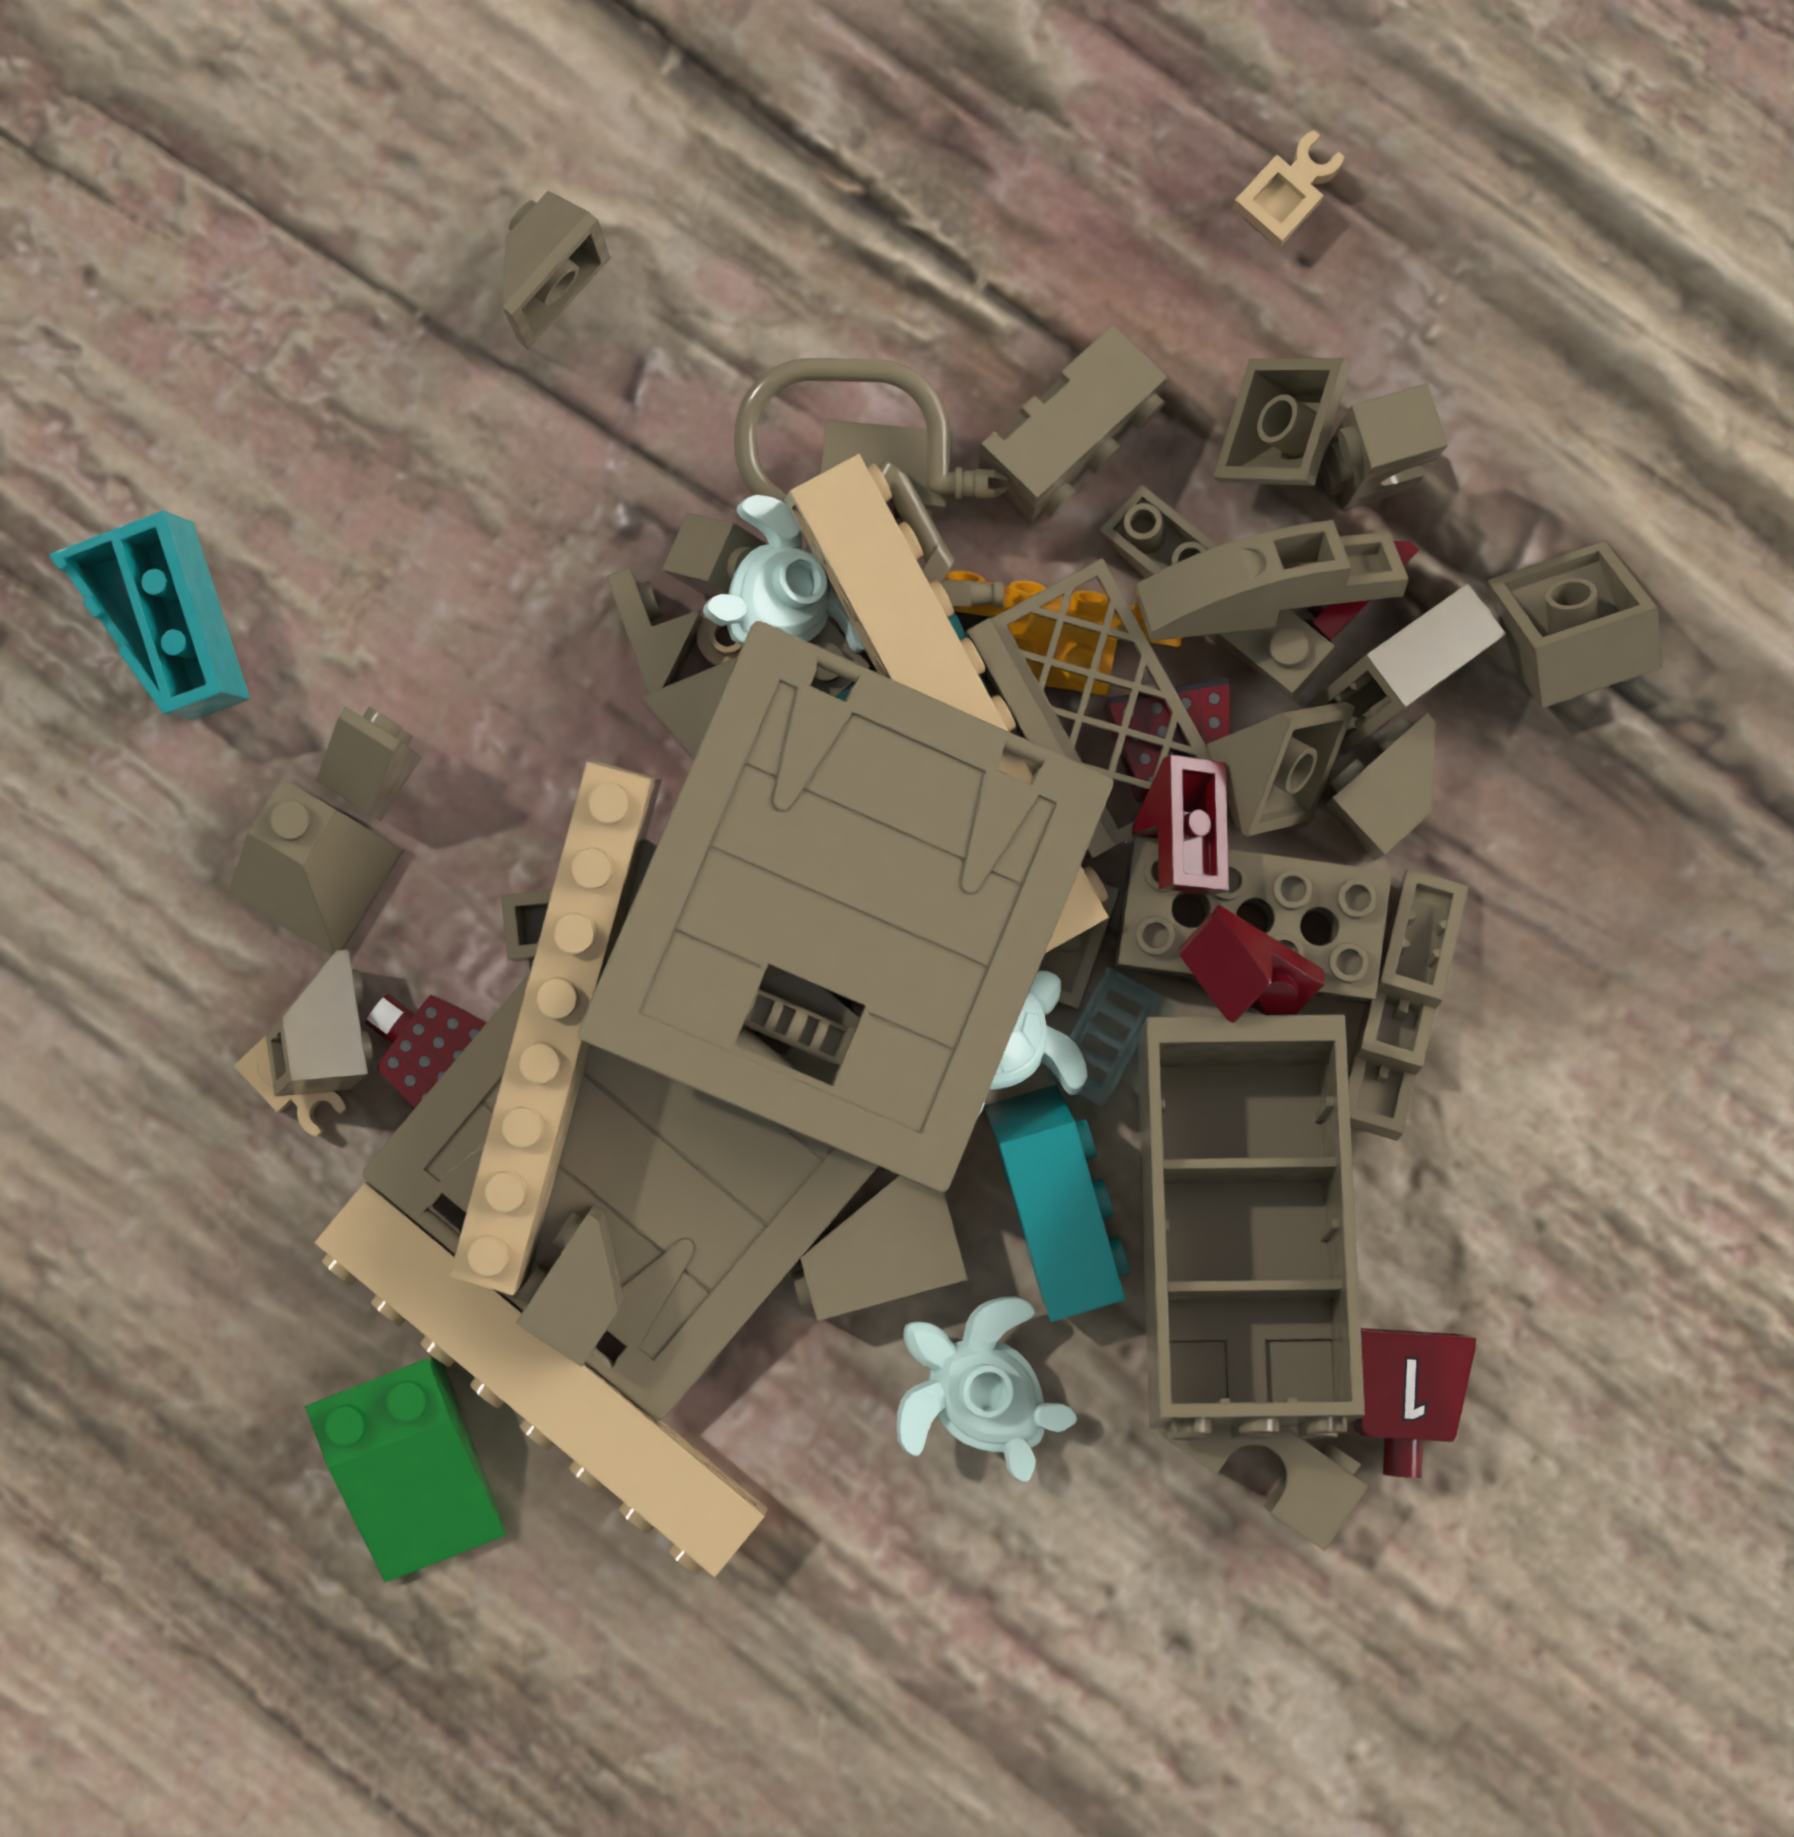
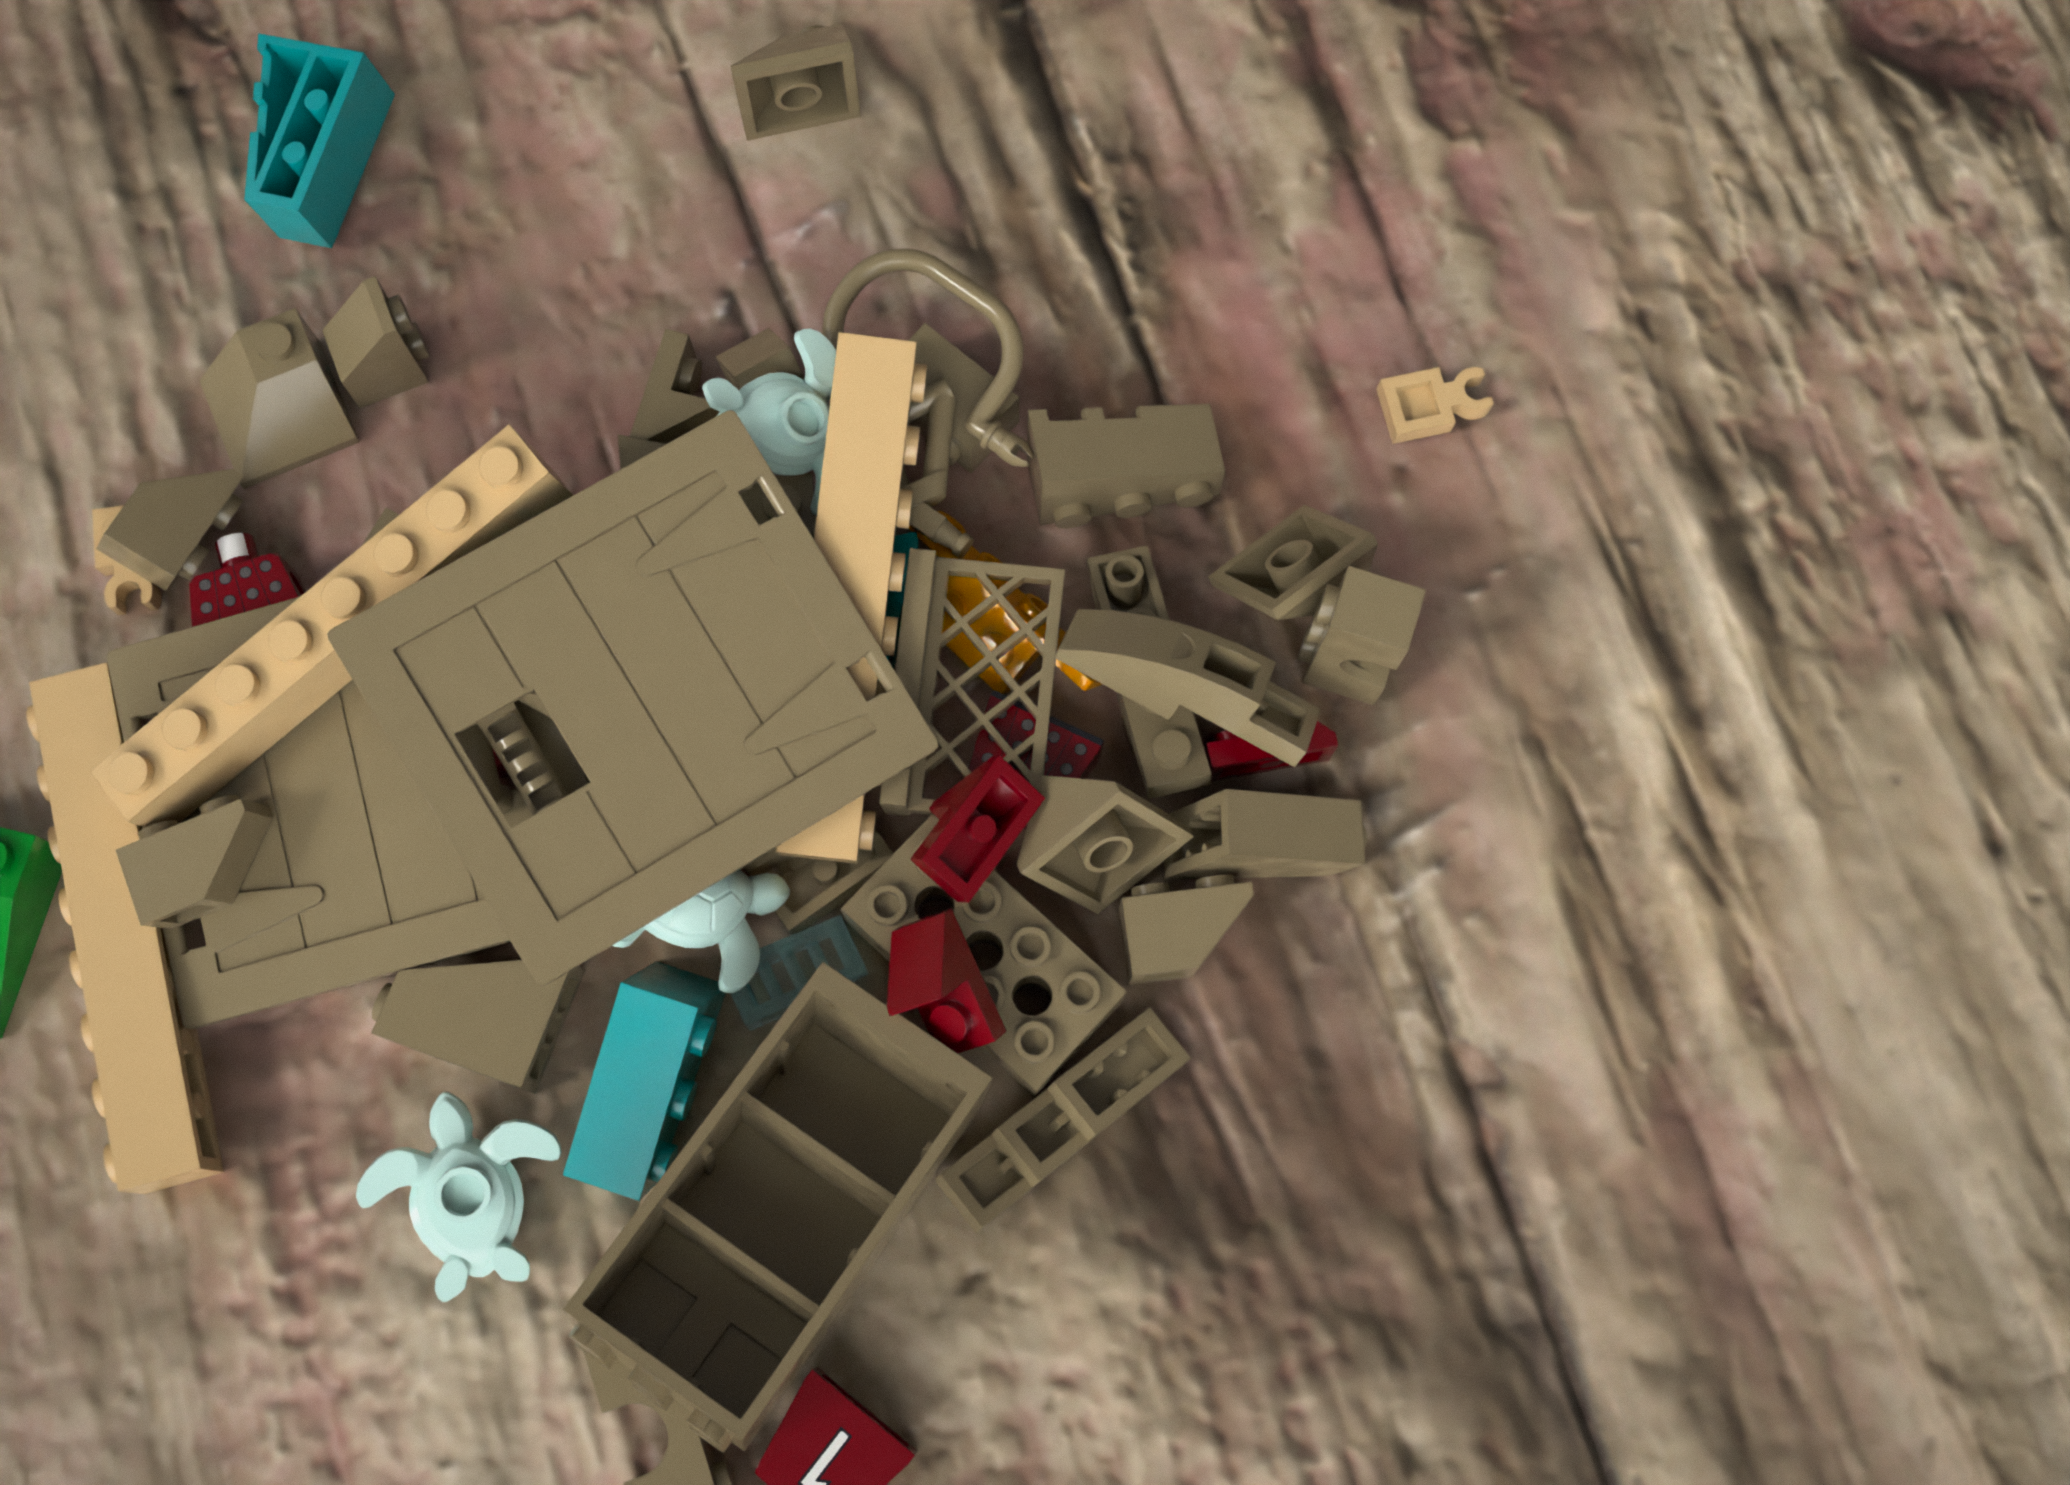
camera: 30 degrees right, 10 degrees down
(1576, 623) = (1434, 902): dark tan slope -> none

